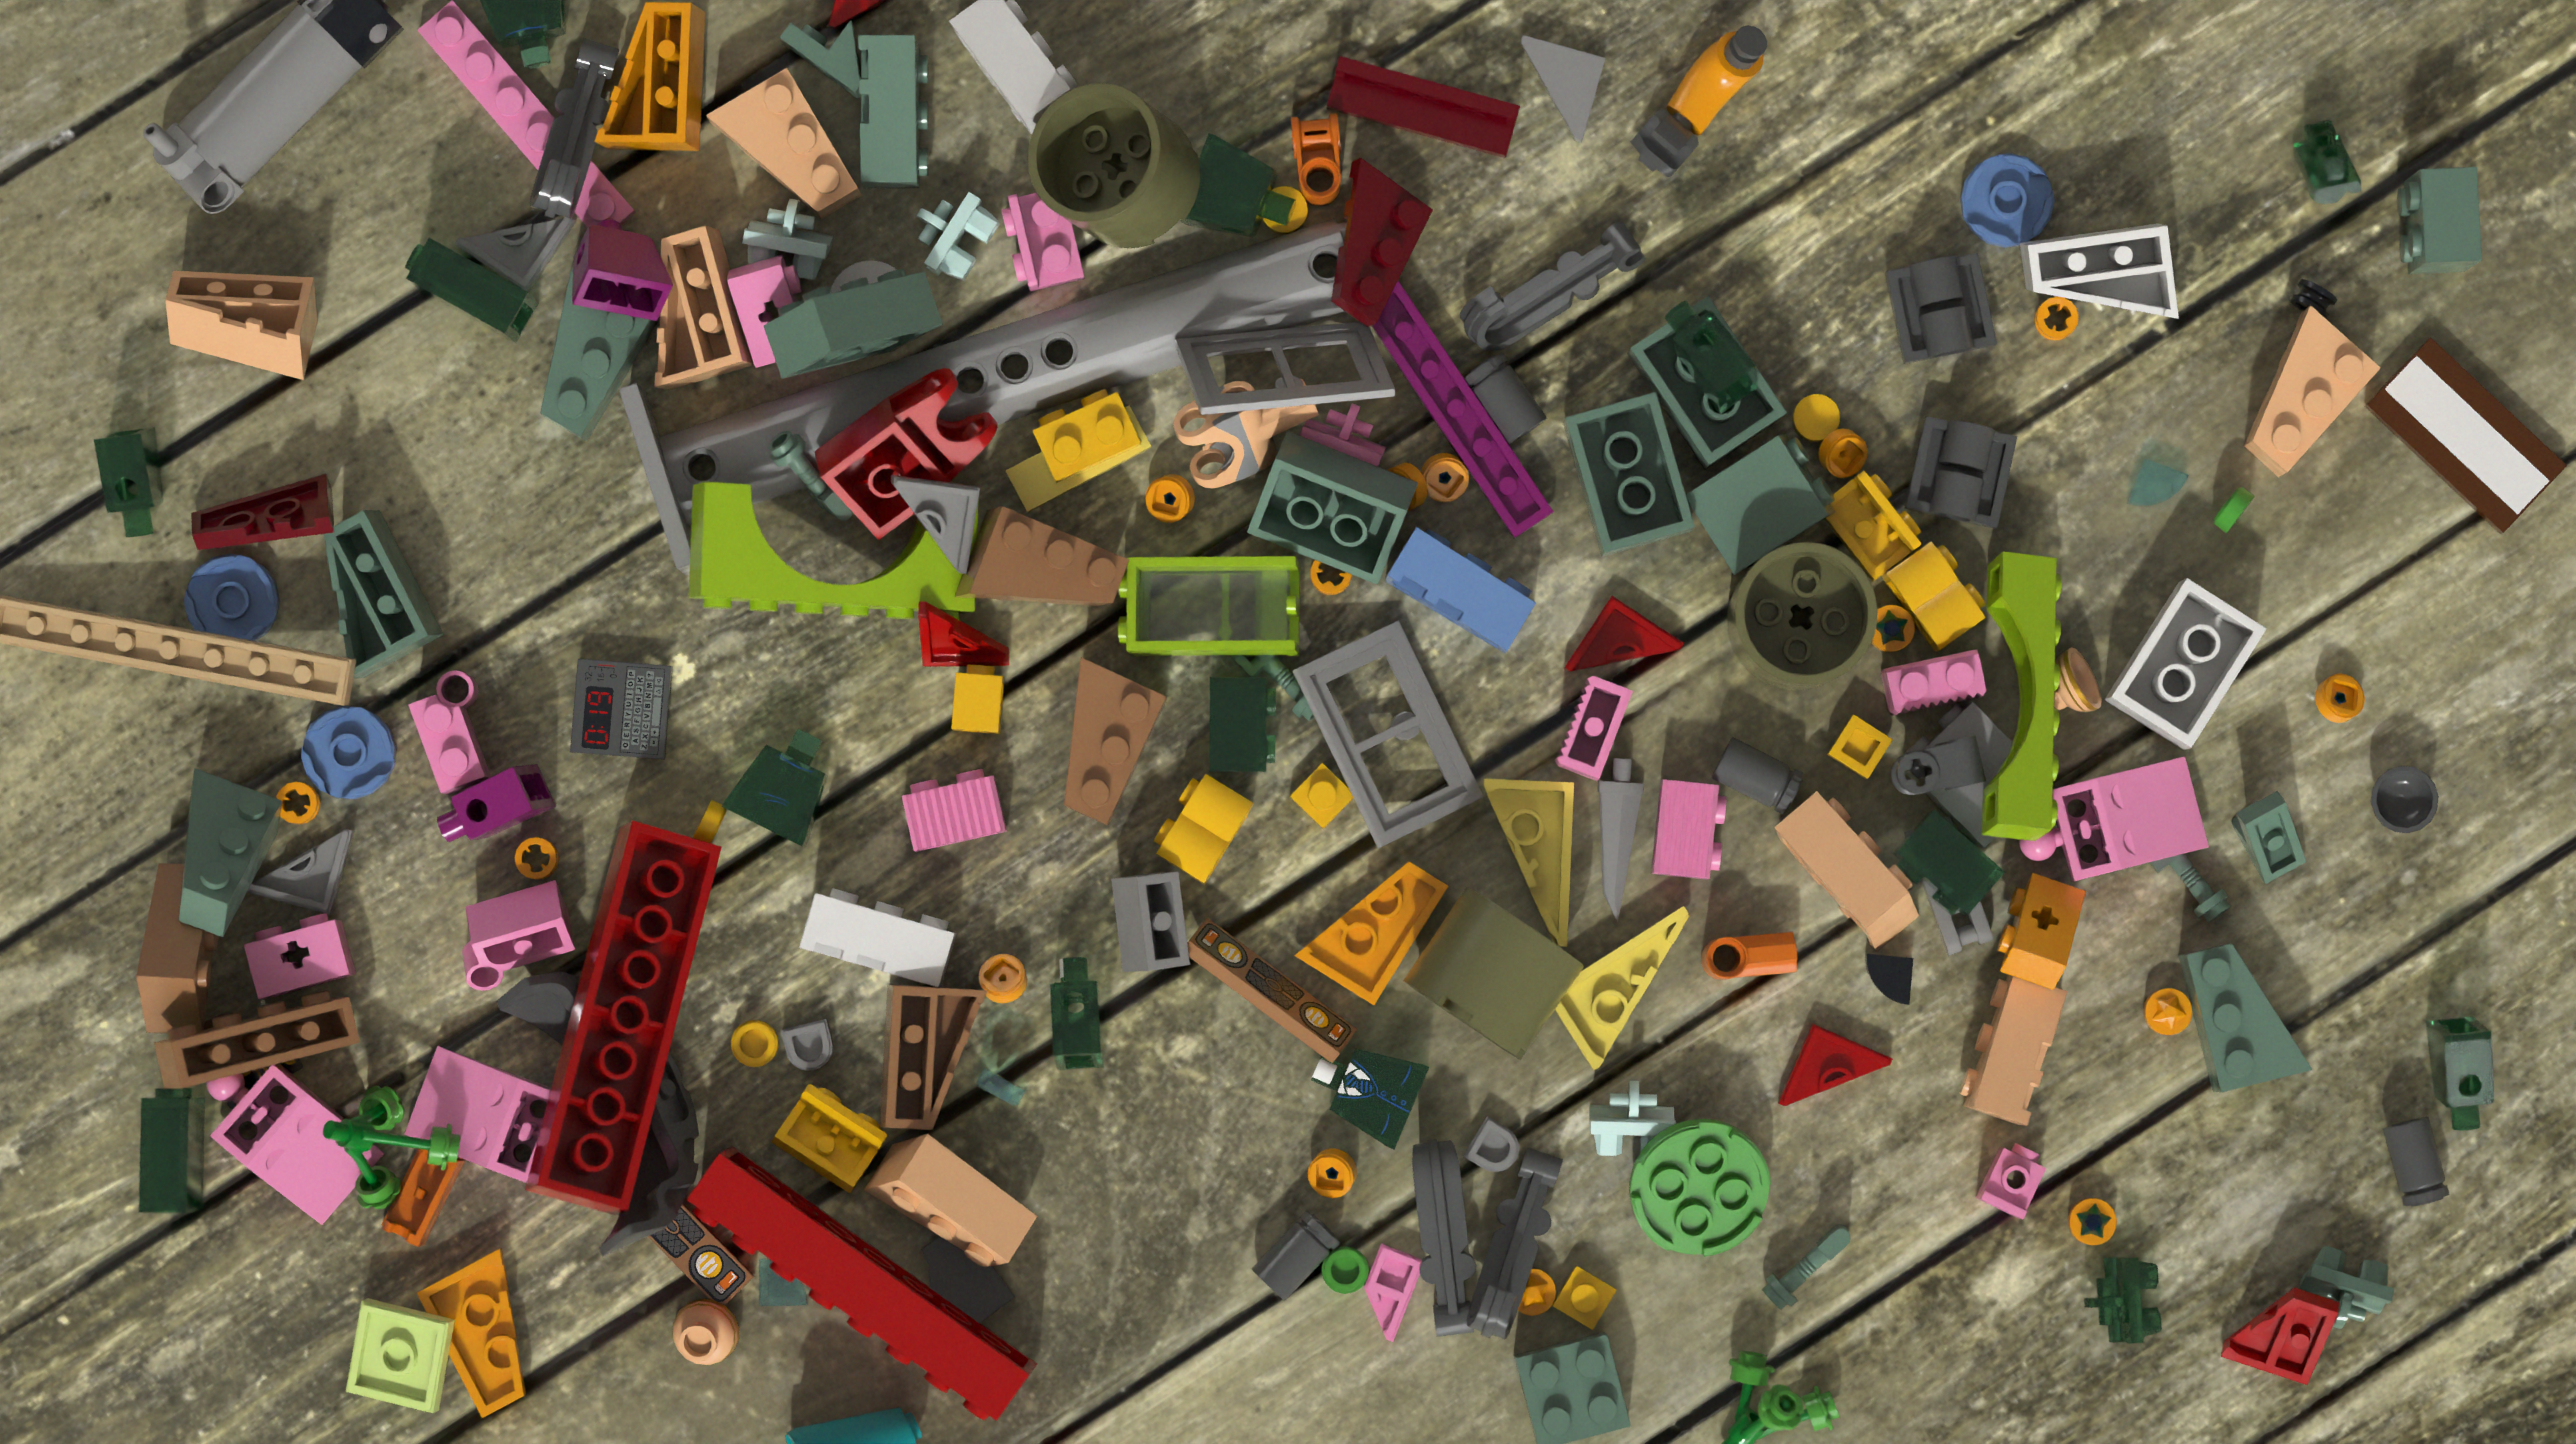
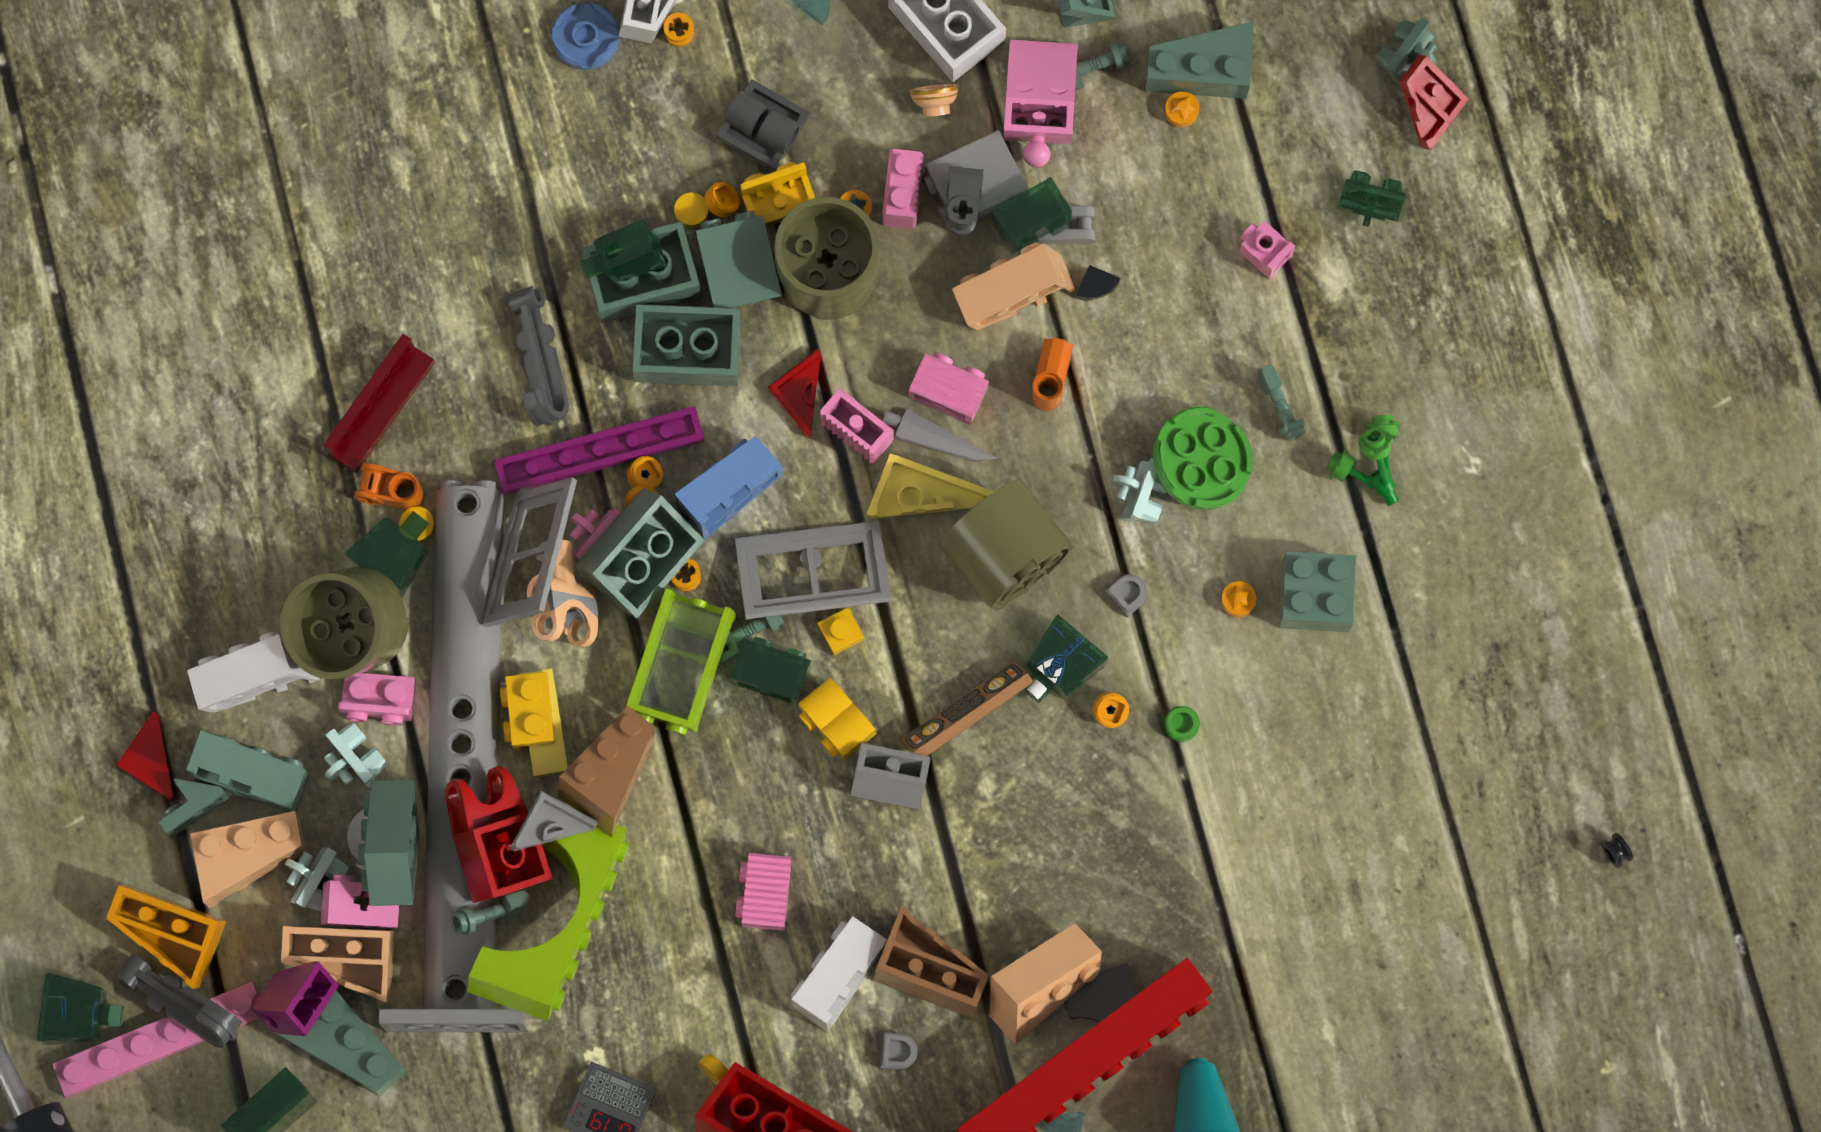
camera: 70 degrees left, 10 degrees down
(519, 251) = (250, 1072): light grey tile -> none
(755, 1043) = (884, 1090): yellow tile -> none
(782, 789) = (708, 1009): clear green torso -> none
(830, 1137) = (969, 1055): yellow bracket -> none
(954, 643) = (644, 851): red tile -> none
(978, 700) = (691, 849): yellow brick -> none
(1001, 1087) = (973, 921): clear light blue tile -> none
(1003, 978) = (895, 893): light orange tile -> none
(1079, 1034) = (956, 853): clear green torso -> none
(1107, 739) = (748, 763): medium nougat wedge -> none
(1170, 498) = (593, 668): light orange tile -> none
(1296, 1255) = (1161, 753): dark grey piece -> none
(1376, 933) = (951, 624): light orange wing -> none
(1378, 241) = (463, 461): dark red wing -> none
(1391, 1286) = (1204, 695): bright pink tile -> none
(1443, 1232) = (1179, 643): dark grey piece -> none
(1505, 398) = (603, 413): dark grey piece -> none
(1513, 1247) = (1203, 599): dark grey piece -> none
(1568, 78) = (394, 301): light grey tile -> none
(1584, 1297) = (1254, 564): yellow plate -> none
(1611, 987) = (1042, 472): light yellow wing -> none
(1699, 97) = (437, 211): piece -> none
(1757, 775) = (927, 327): dark grey piece -> none
(1828, 1062) = (1143, 347): red tile -> none
(1859, 746) = (930, 253): yellow plate -> none
(1934, 595) = (843, 168): yellow brick -> none
(1940, 307) = (644, 102): dark grey plate -> none
(2013, 1049) = (1175, 216): light nougat wedge -> none
(2023, 604) = (870, 110): lime arch -> none
(2041, 930) = (1099, 170): light orange brick -> none
(2092, 1221) = (1310, 205): light orange tile -> none

